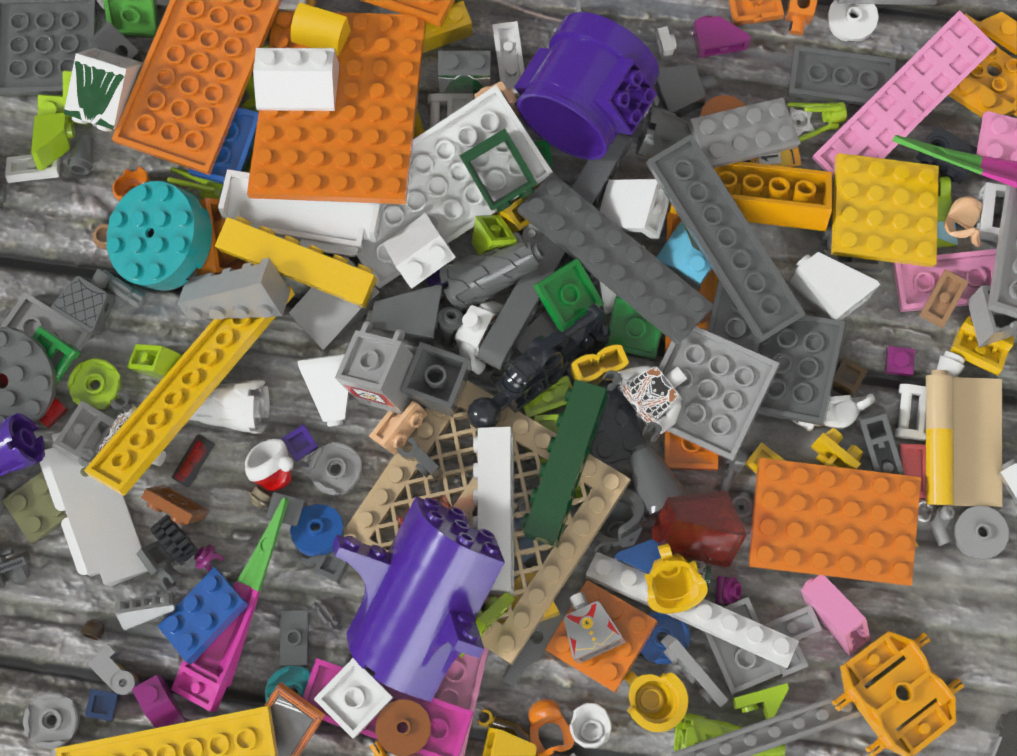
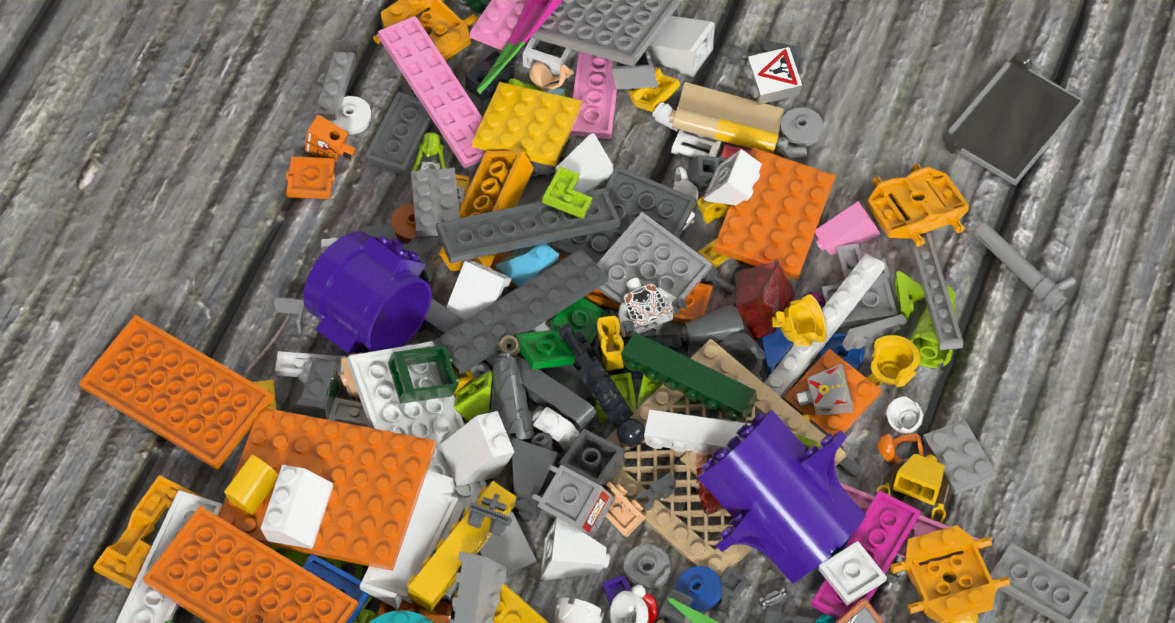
camera: 80 degrees left, 20 degrees down
(326, 279) = (499, 521): none -> dark grey hips
(418, 727) = (884, 552): dark orange plate -> none
(553, 254) = (509, 340): none -> dark tan plate
(718, 37) = (338, 210): magenta slope -> none
(772, 265) = (562, 194): none -> lime plate
(848, 377) = (661, 175): dark brown panel -> none
(856, 462) = (734, 179): none -> white slope
(899, 361) = (651, 148): magenta plate -> none
(943, 298) = (611, 102): medium nougat plate -> none

